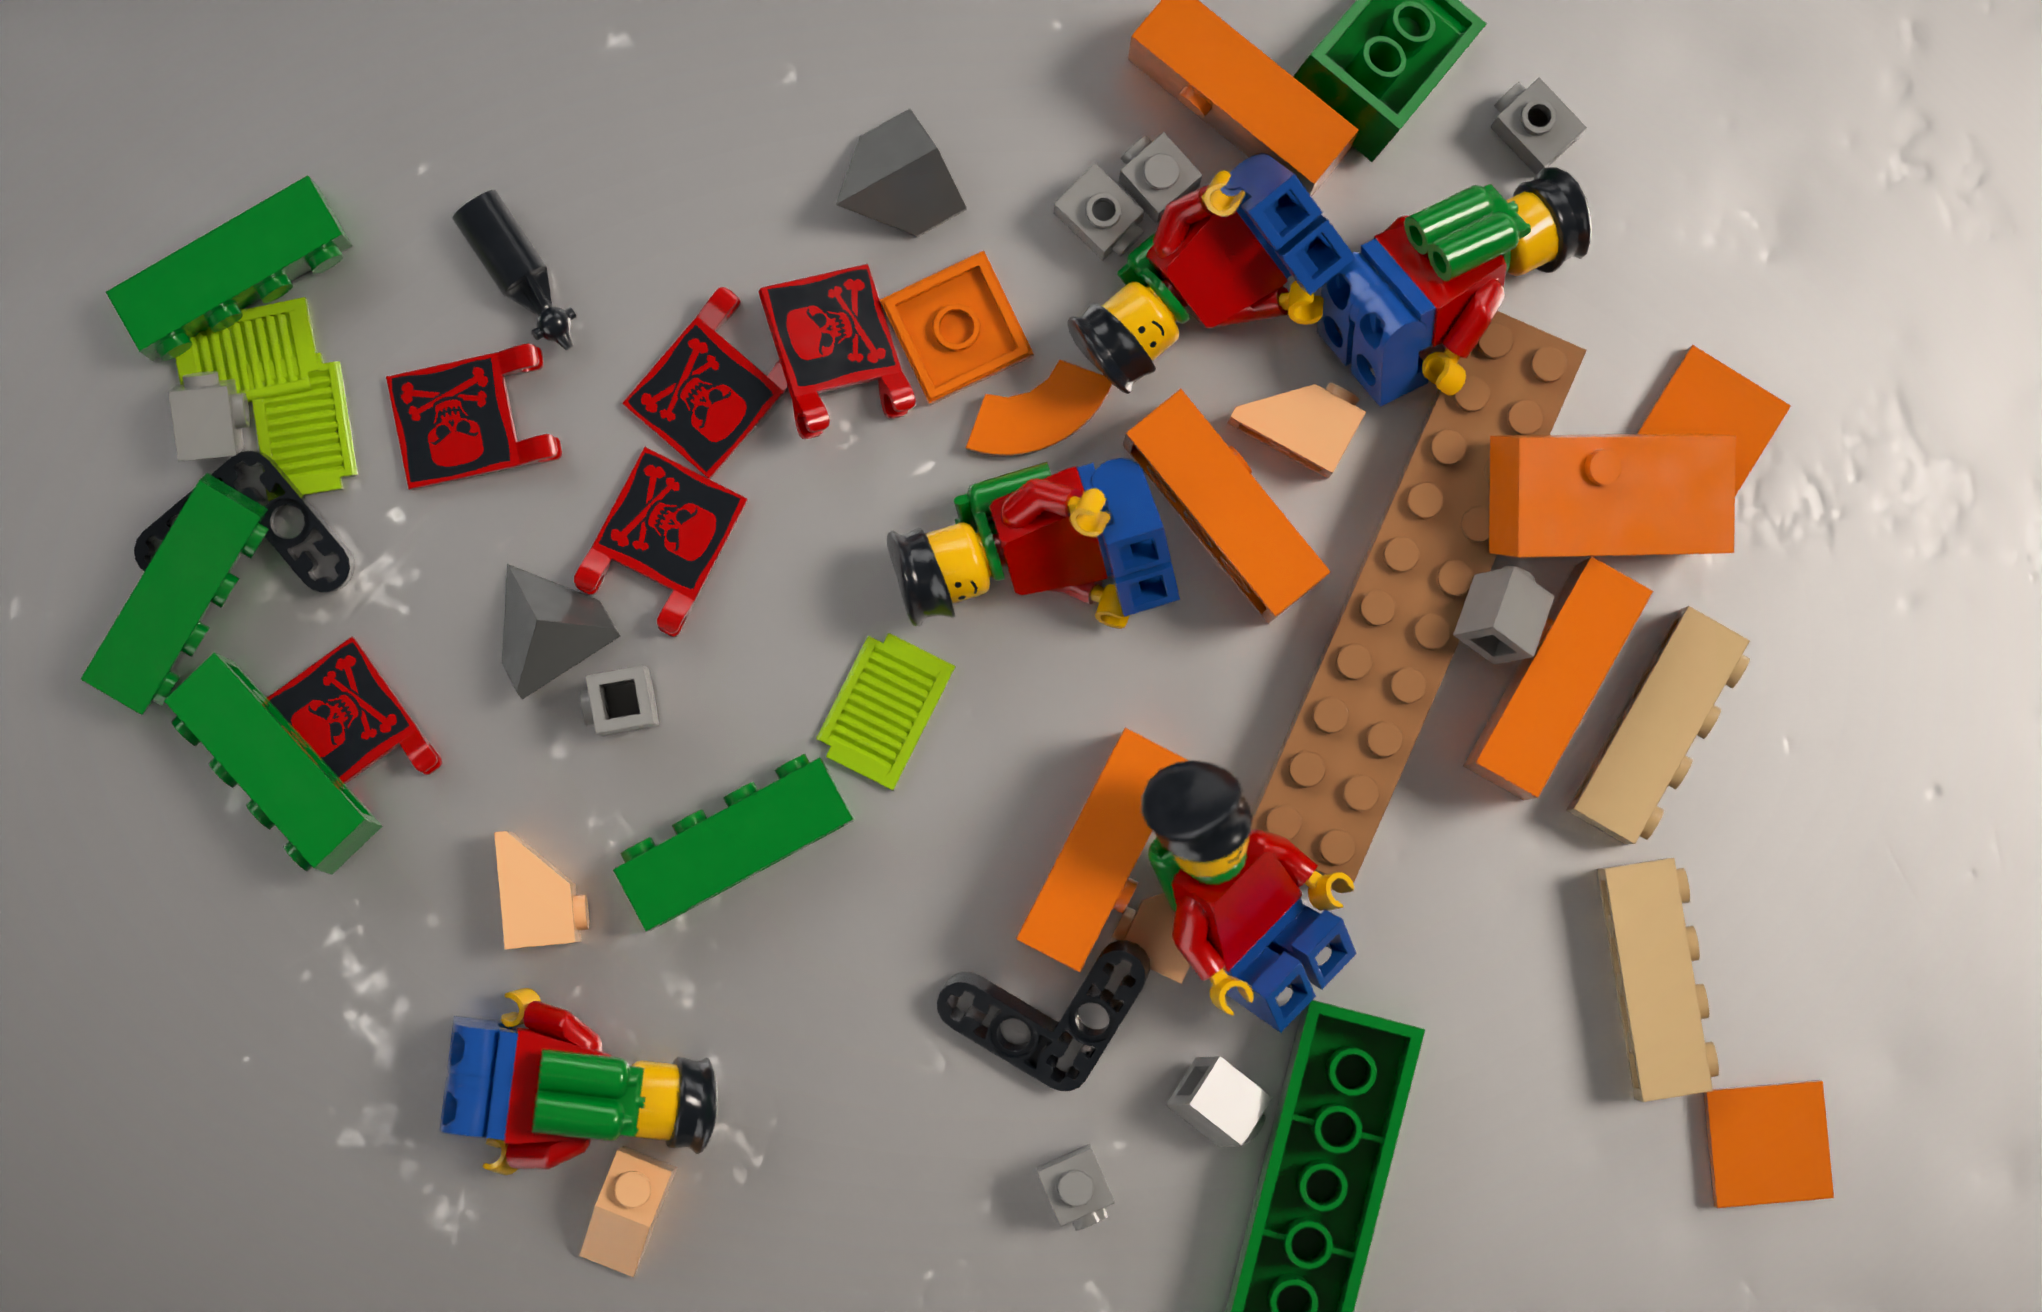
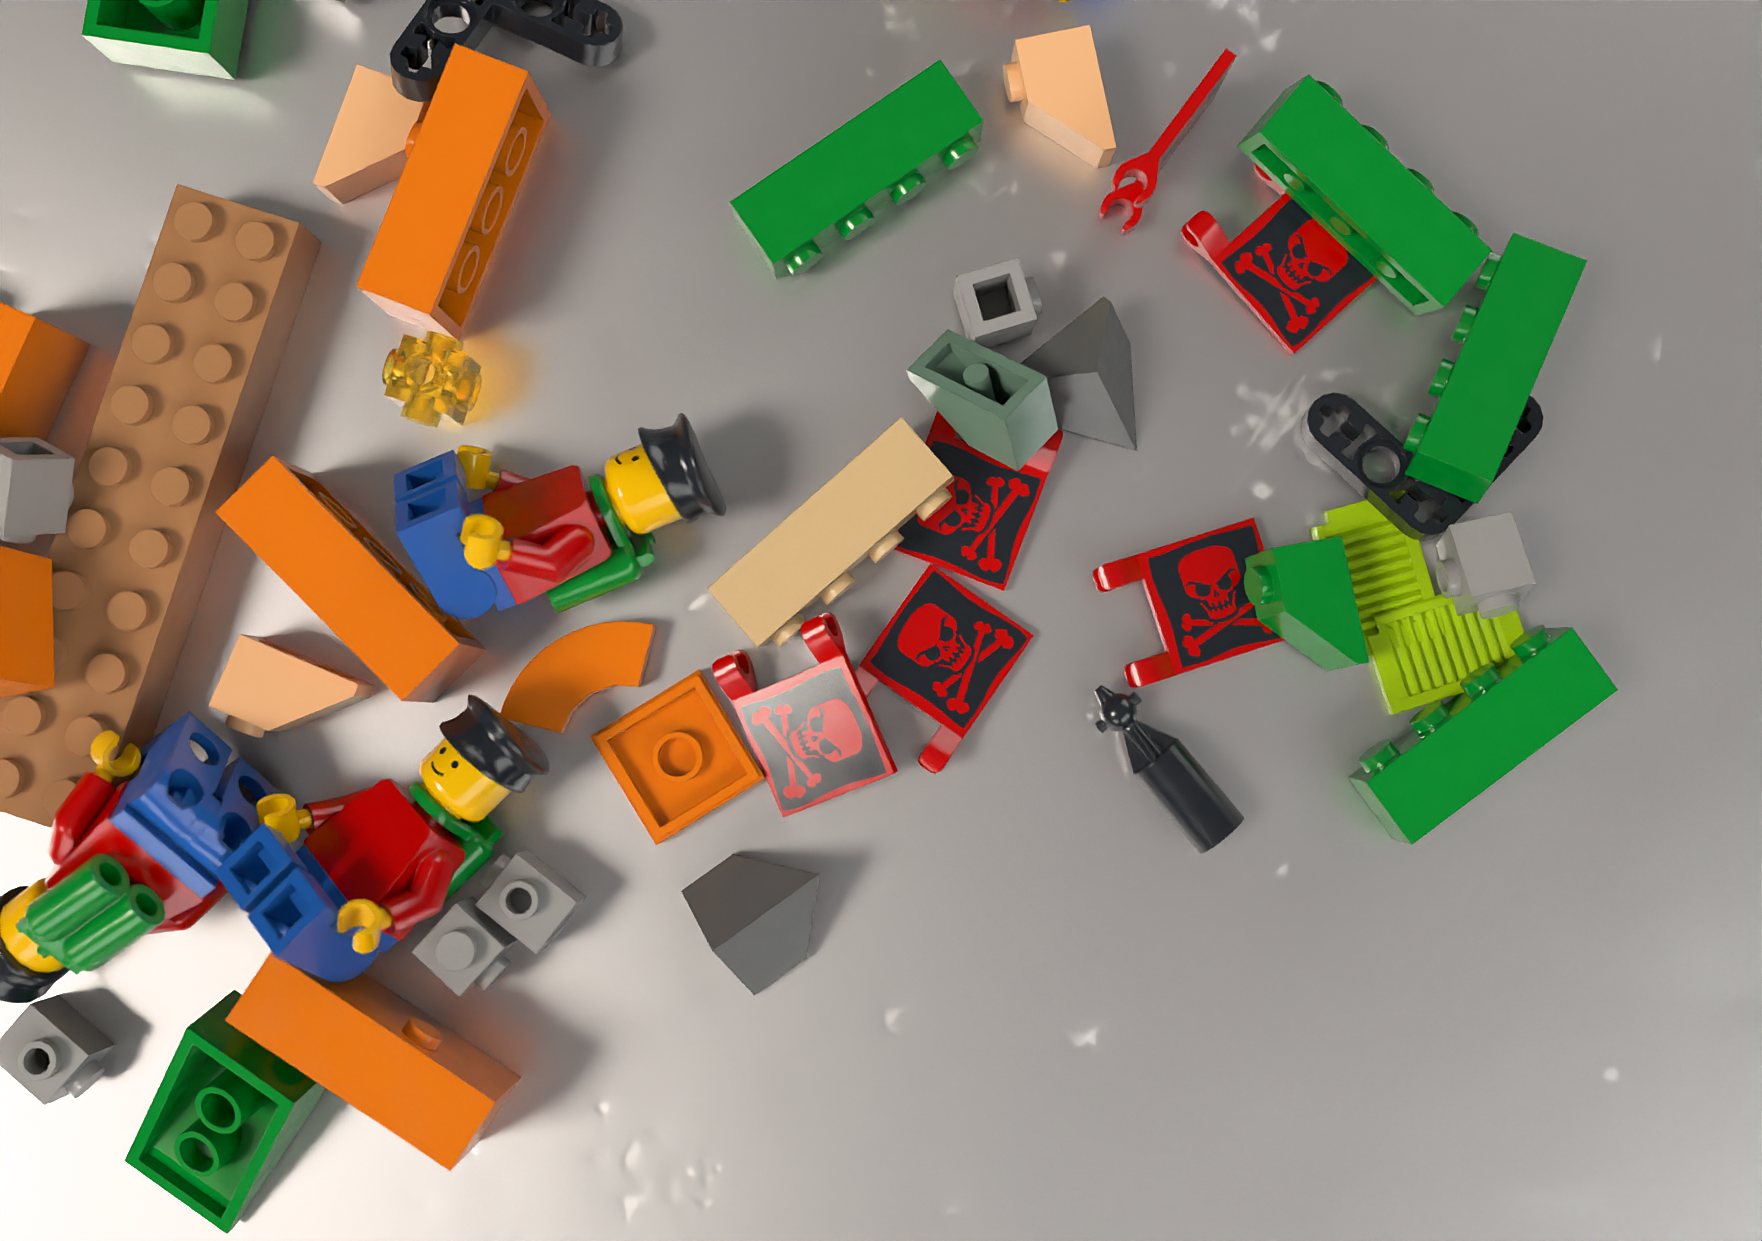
camera: 175 degrees right, 0 degrees up
(370, 405) = (1309, 600): none -> green slope
(473, 799) = (1147, 166): none -> red flag
(640, 613) = (986, 398): none -> sand green slope
(793, 508) = (832, 534): none -> tan brick
(884, 708) = (714, 338): lime window -> none
(1138, 712) = (450, 391): none -> clear yellow brick
(1241, 895) = (289, 140): piece -> none

